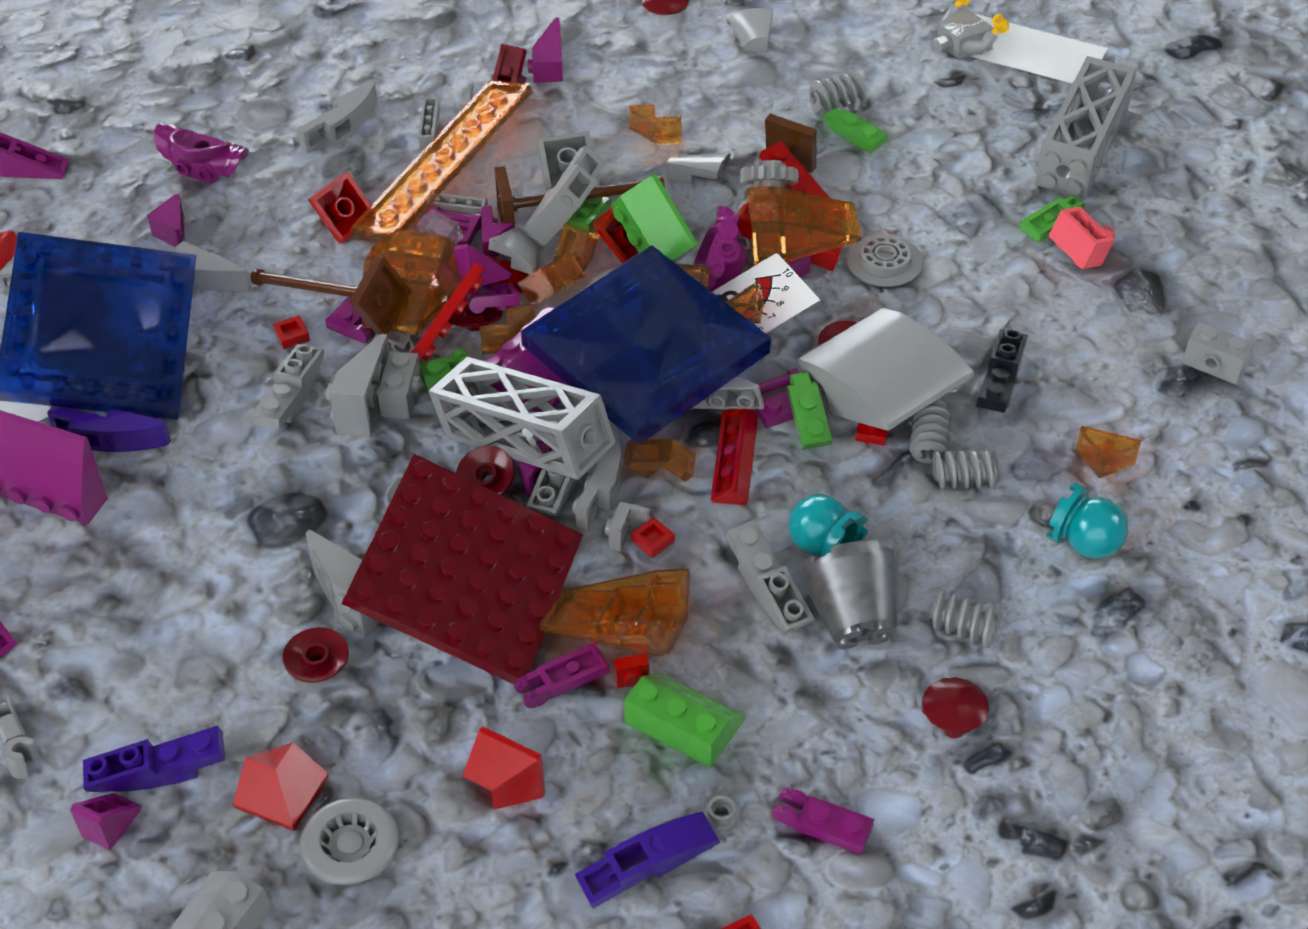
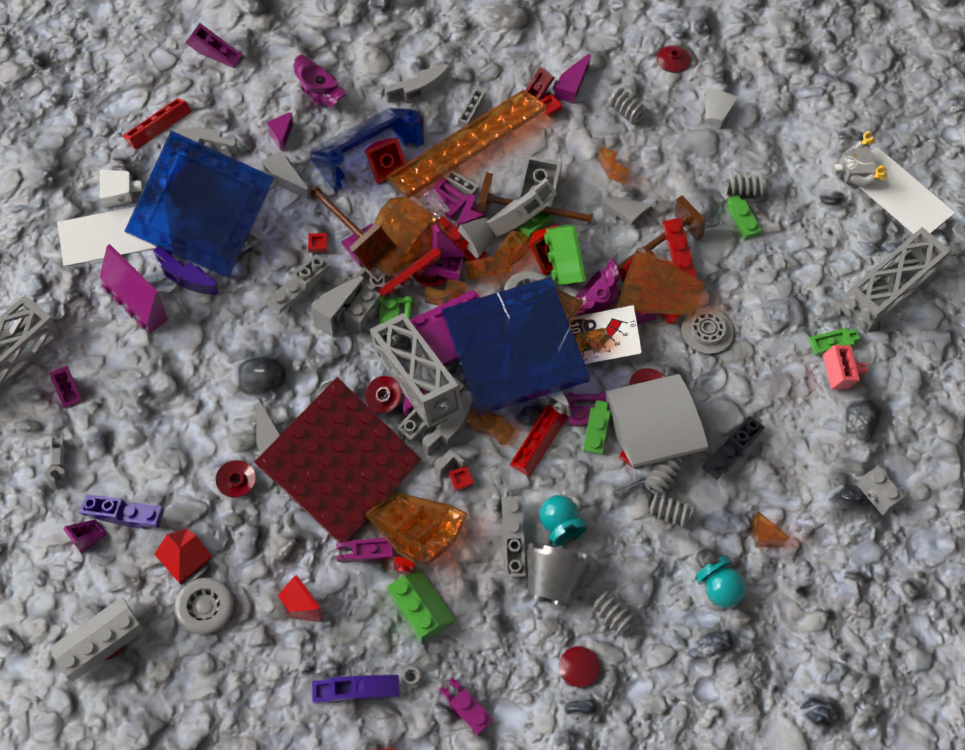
camera: 20 degrees right, 15 degrees up
(258, 230) = (328, 156): none -> clear blue windscreen
(539, 87) = (552, 105): none -> red plate
(638, 60) = (628, 107): none -> light grey piece
(769, 174) = (657, 244): light grey gear -> none

